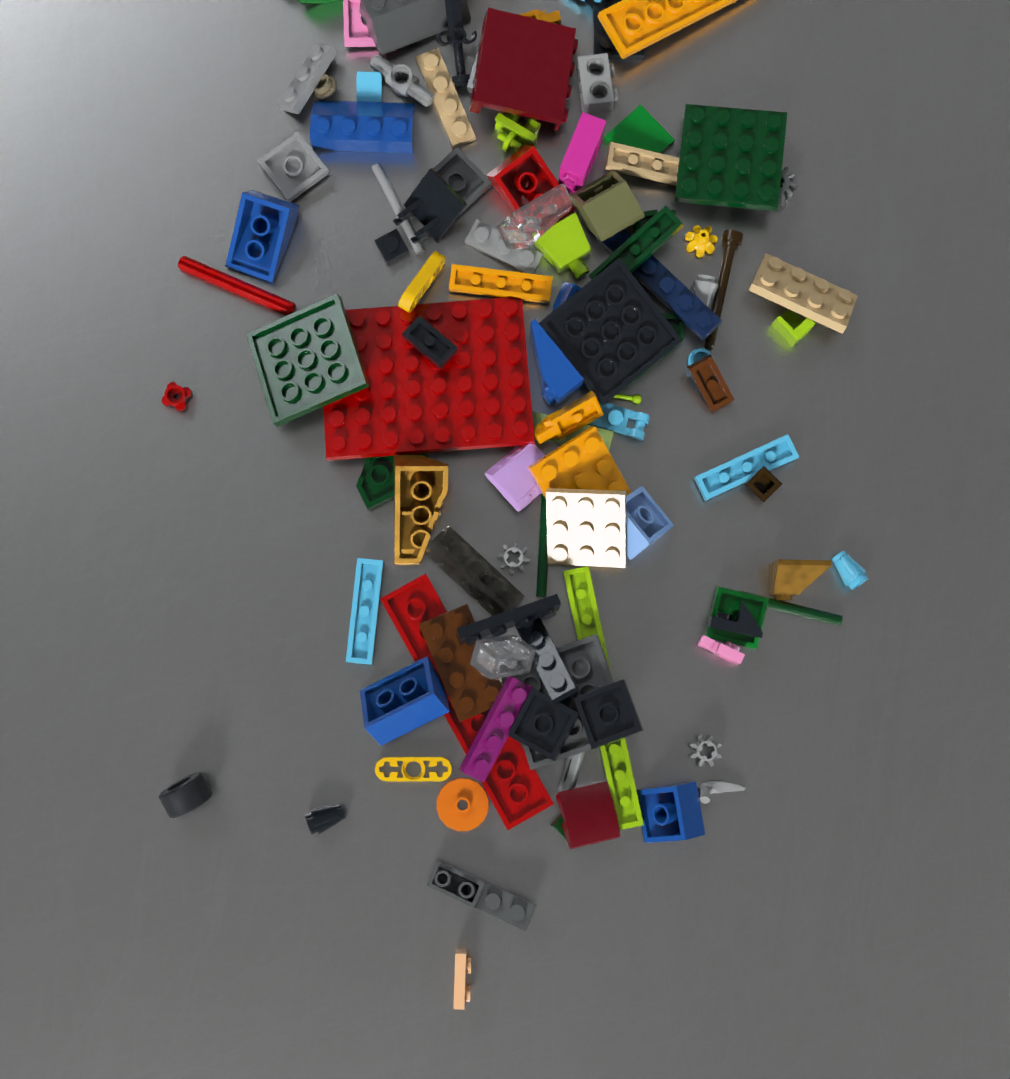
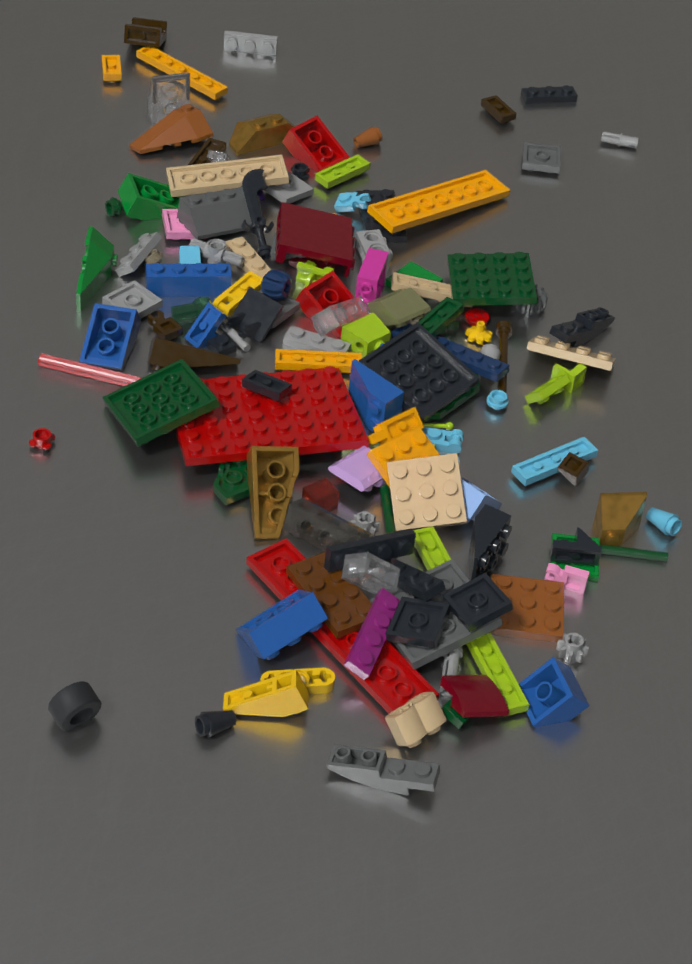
camera: 10 degrees left, 40 degrees down
(257, 98) = (96, 266): none -> green wedge
(328, 214) = (165, 328): none -> dark brown plate
(335, 271) = (167, 352): none -> dark brown wedge
(364, 611) = (233, 570): medium azure plate -> none
(368, 192) = (189, 312): none -> clear green piece
(374, 222) = (205, 326): none -> blue slope
(378, 794) = (271, 697): none -> yellow slope
(421, 159) = (236, 292): none -> yellow plate
(422, 281) = (252, 357): yellow beam -> none
(461, 990) = (374, 832): light nougat plate -> none
(463, 161) = (276, 284): none -> dark blue piece
(465, 790) = (350, 706): orange plate -> none
(470, 512) = (322, 494): none -> clear red brick
(523, 838) = (416, 719): none -> tan brick
(638, 602) = (488, 540): none -> black slope
(671, 683) = (536, 608): none -> dark orange plate
(704, 214) = (474, 315): none -> red piece
(710, 383) = (510, 407): reddish brown plate -> none
(710, 787) = (593, 678): light grey bar -> none
(762, 348) = (543, 392): none -> lime plate
(828, 242) = (584, 327): none -> black slope

